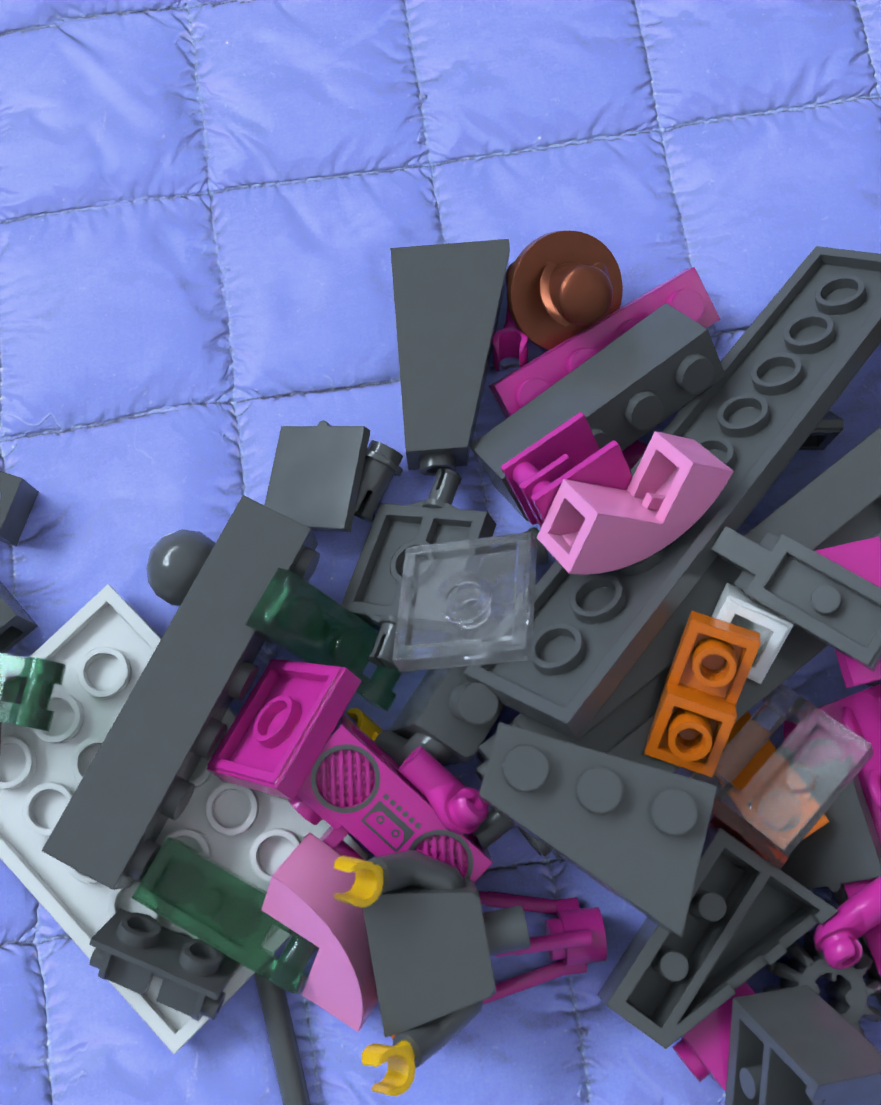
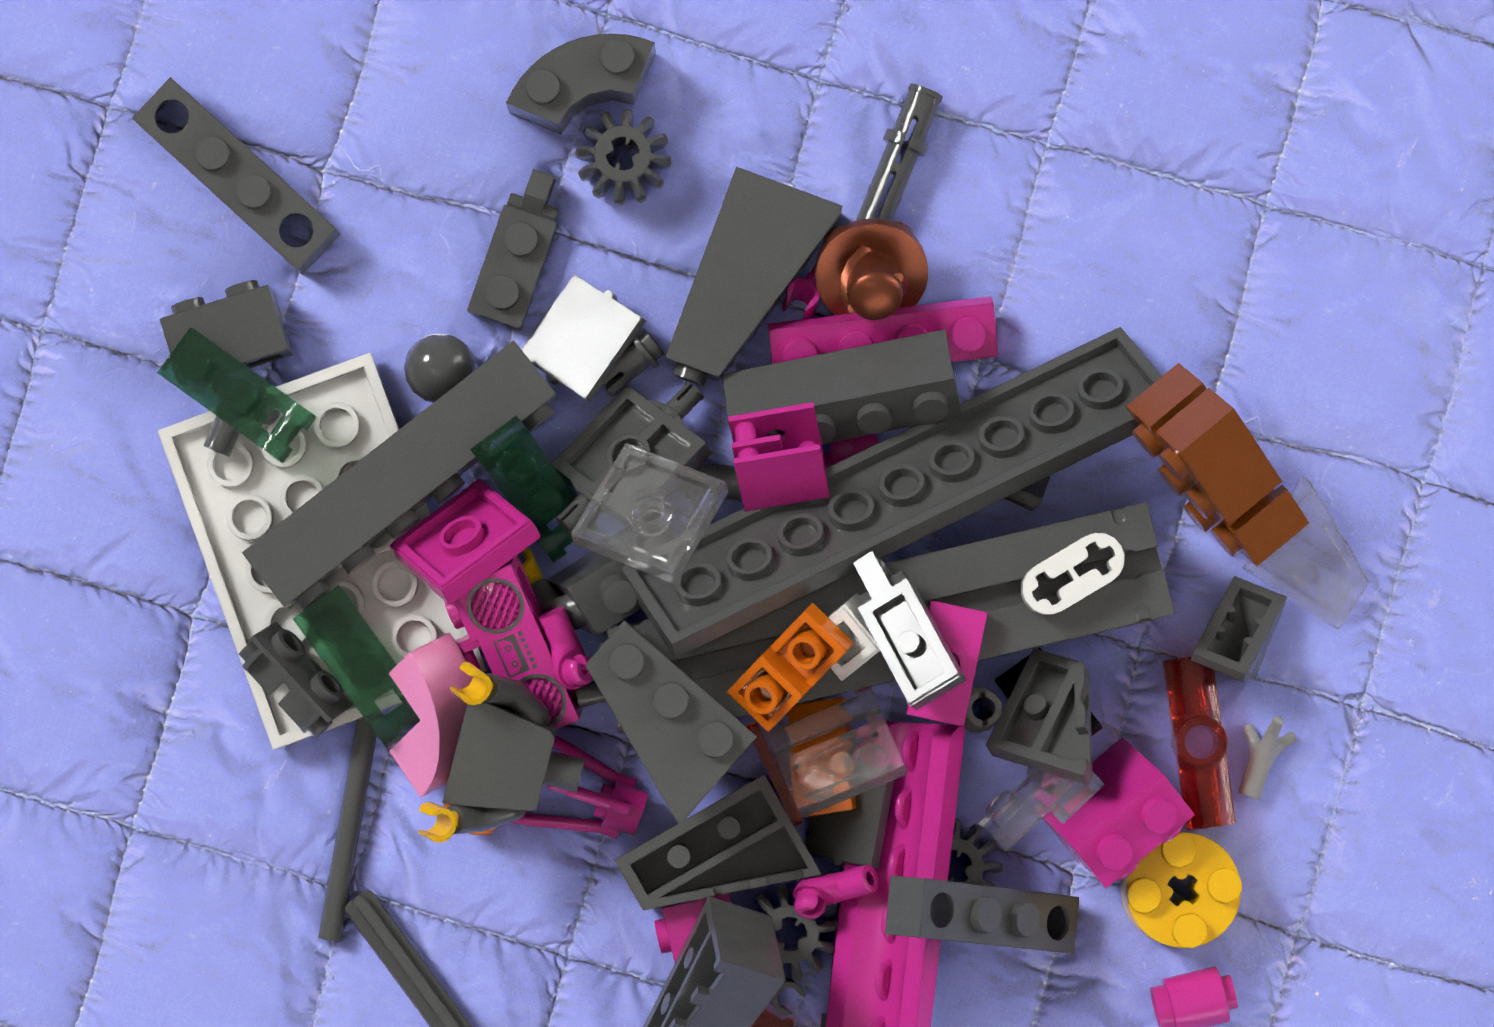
camera: 20 degrees right, 10 degrees up
(205, 242) = (579, 76): none -> dark grey brick
(217, 431) = (516, 254): none -> dark grey hinge
(279, 276) = (604, 153): none -> dark grey gear
(534, 159) = (921, 106): none -> dark grey pin
(612, 528) = (789, 510): bright pink brick -> none

